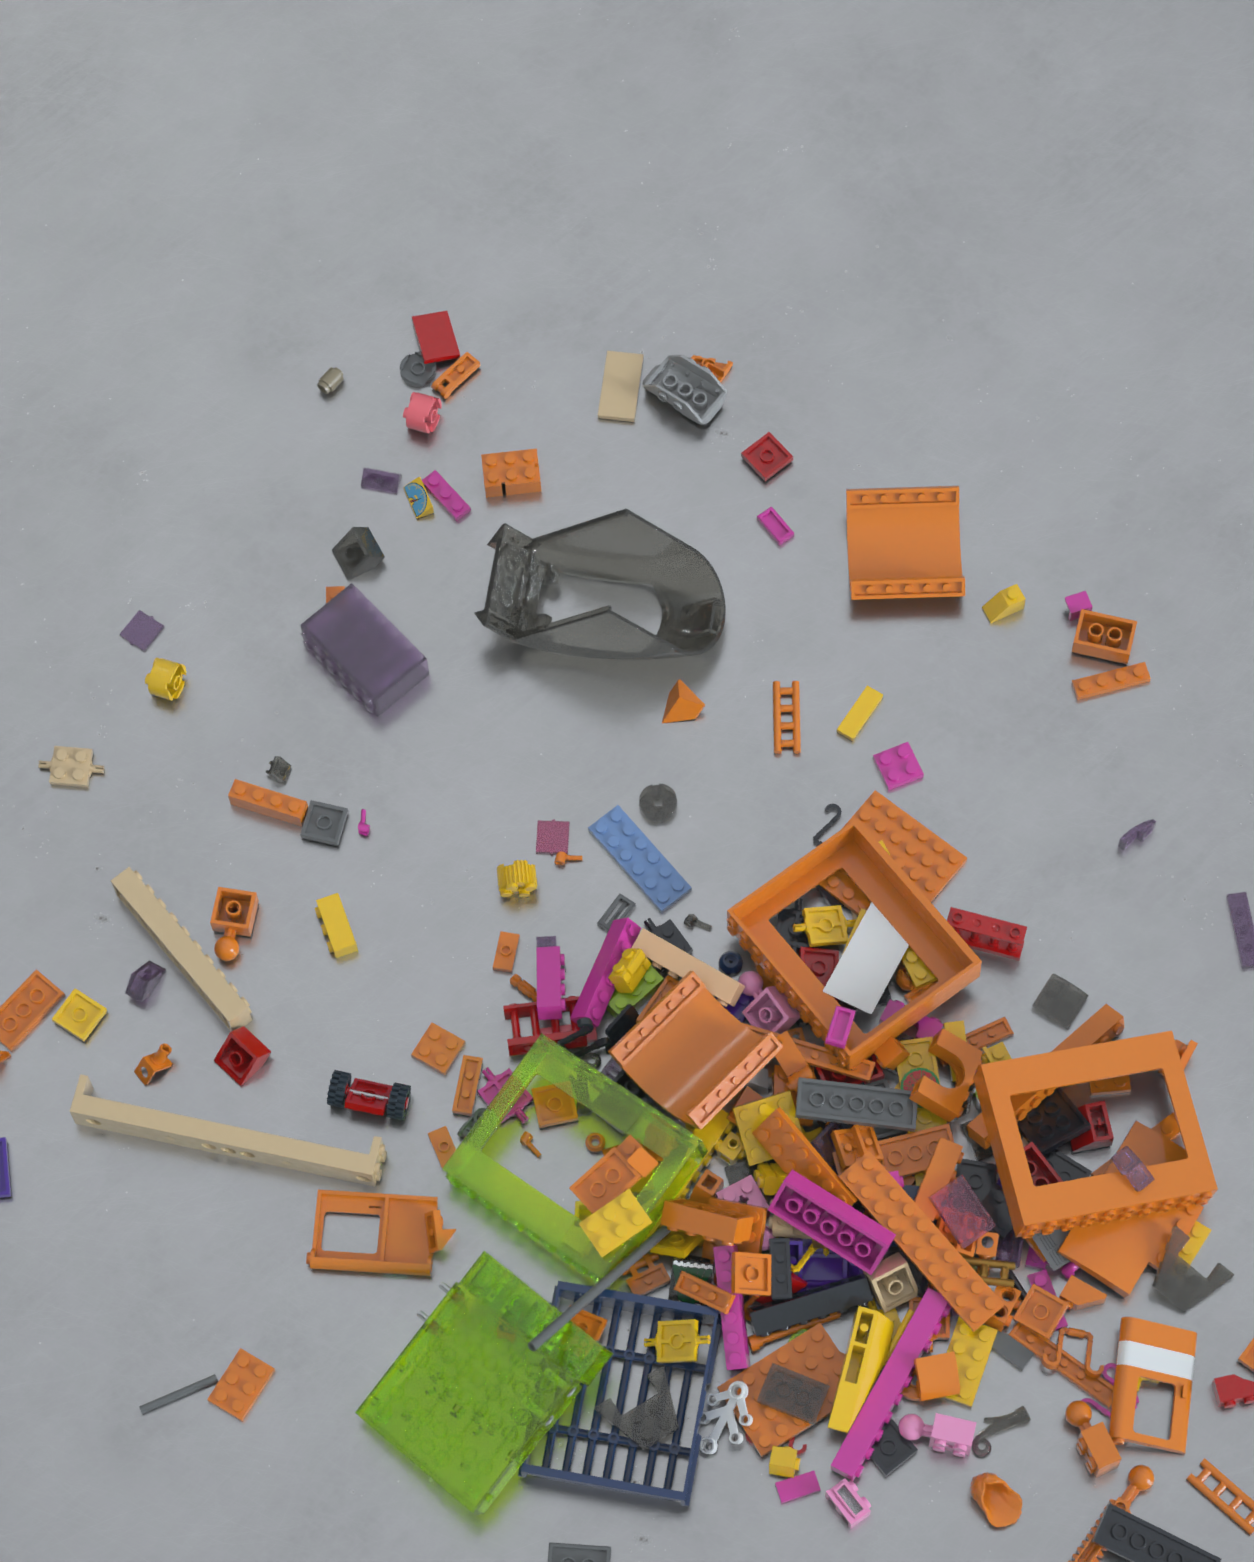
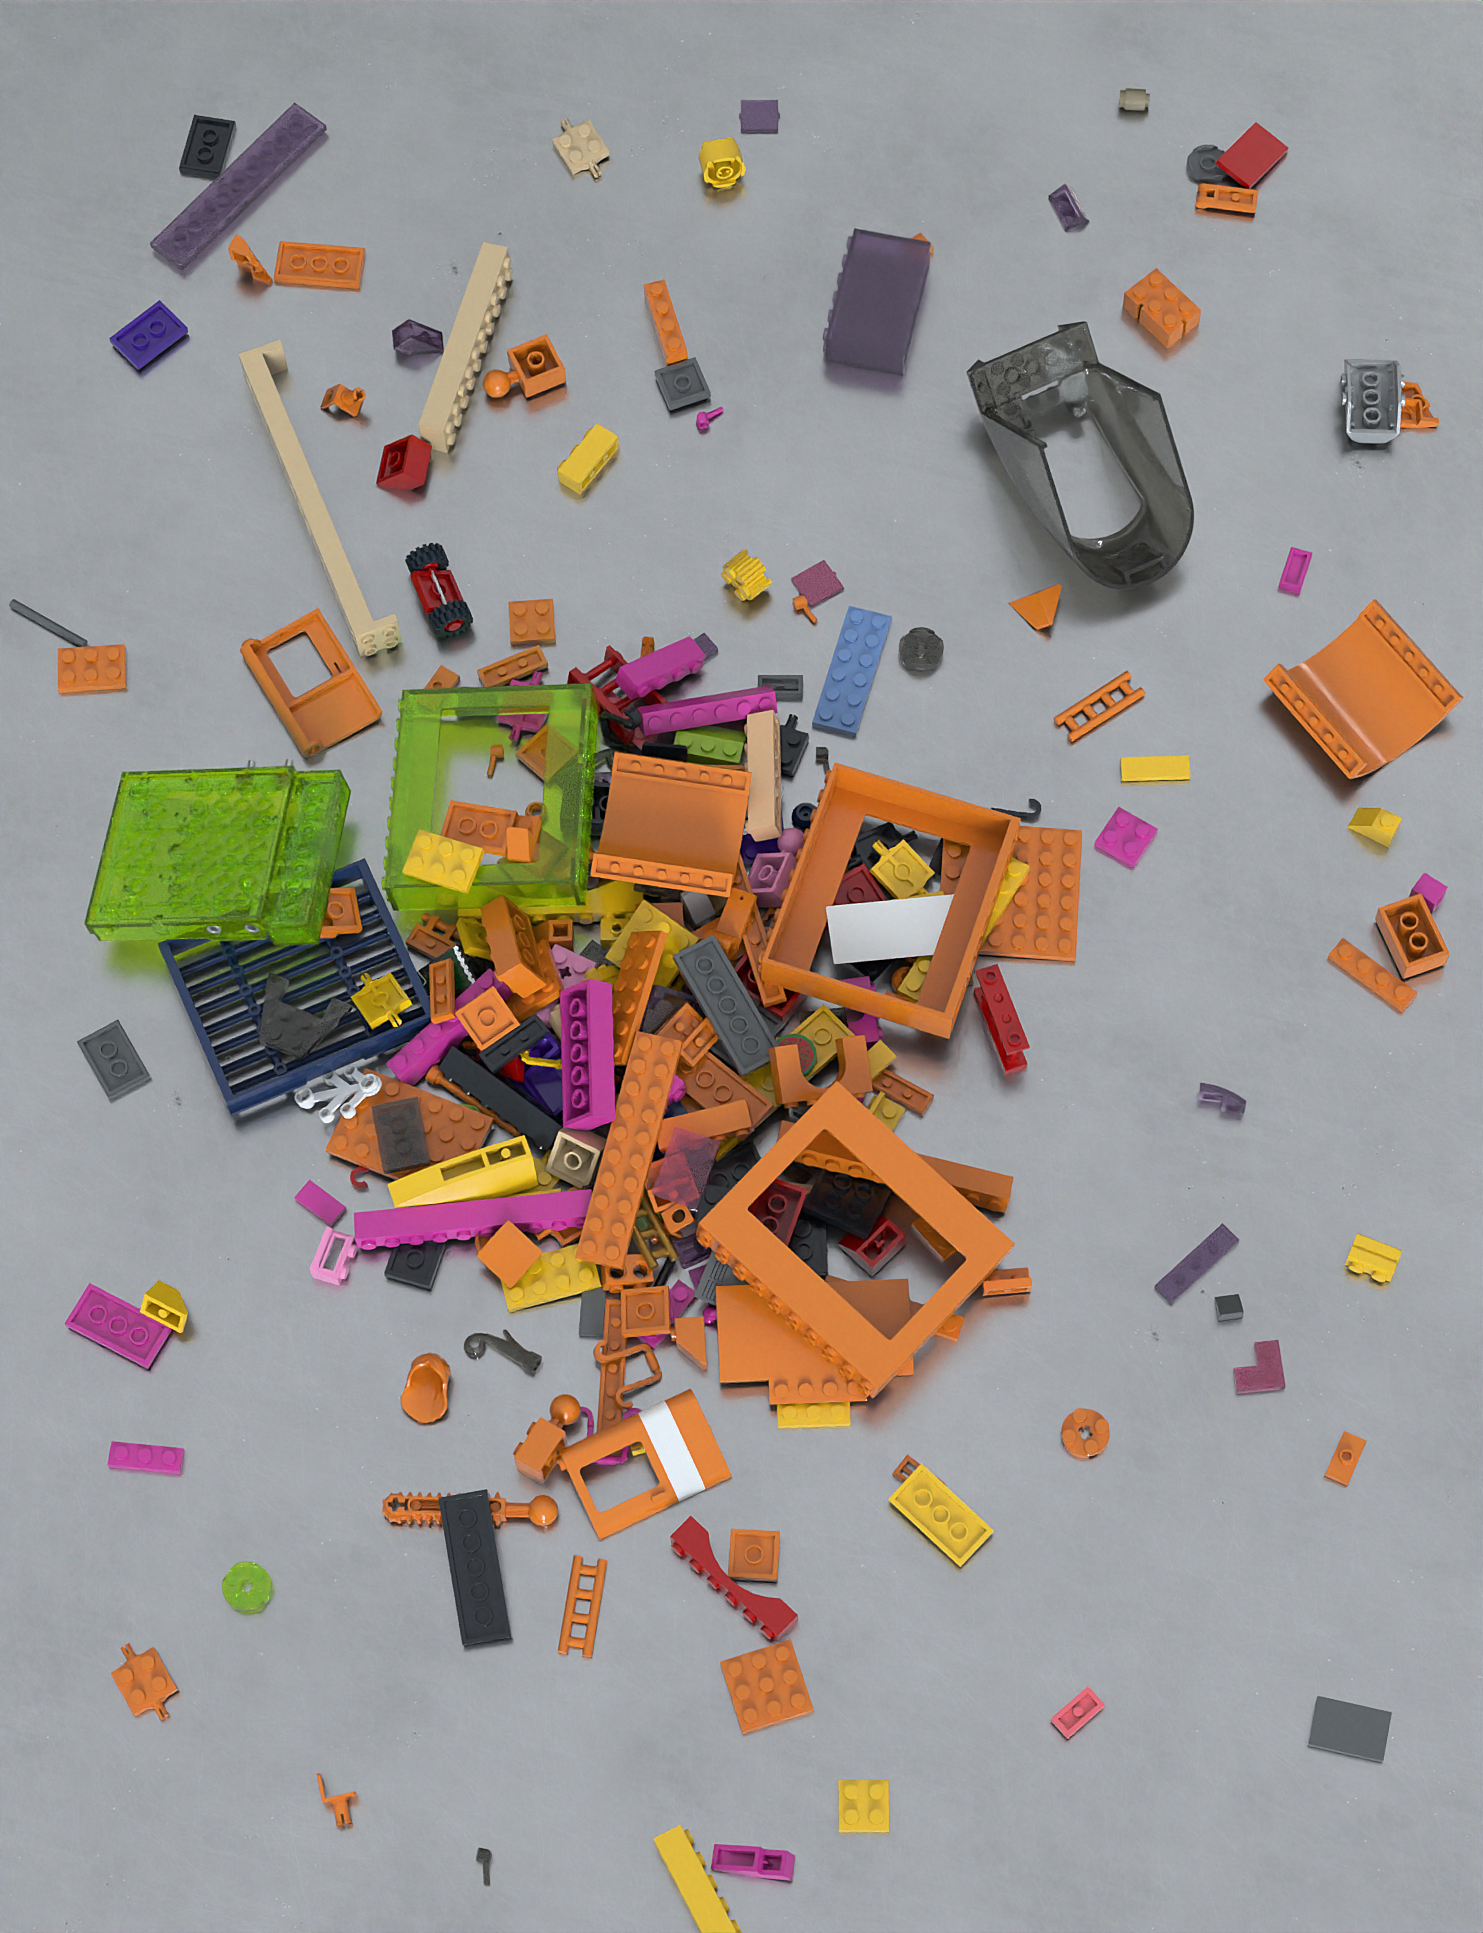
camera: 55 degrees right, 0 degrees up
(79, 1014) = (346, 310): yellow plate -> none
(279, 769) = (706, 312): clear smoke tile -> none
(358, 552) = (976, 235): clear smoke slope -> none
(418, 498) = (1074, 250): slope -> none
(422, 412) = (1161, 193): coral brick -> none
(436, 1236) = (343, 735): orange slope -> none
(446, 495) = (1095, 271): dark pink plate -> none
(506, 951) = (670, 617): orange plate -> none
(598, 1288) = (368, 888): dark grey piece -> none
(620, 386) = (1333, 343): tan tile -> none
(629, 970) = (721, 725): yellow brick -> none
(767, 456) = (1362, 515): red plate -> none
(784, 1461) = (333, 1172): yellow brick -> none
(840, 1027) = (785, 933): dark pink tile -> none
(891, 1053) = (807, 1007): orange brick -> none
(946, 1433) = (457, 1295): bright pink brick -> none
(1060, 1000) = (989, 1135): clear smoke slope -> none
(1133, 1168) = (834, 1290): slope -> none
(1180, 1281) = (771, 1425): clear smoke wing -> none

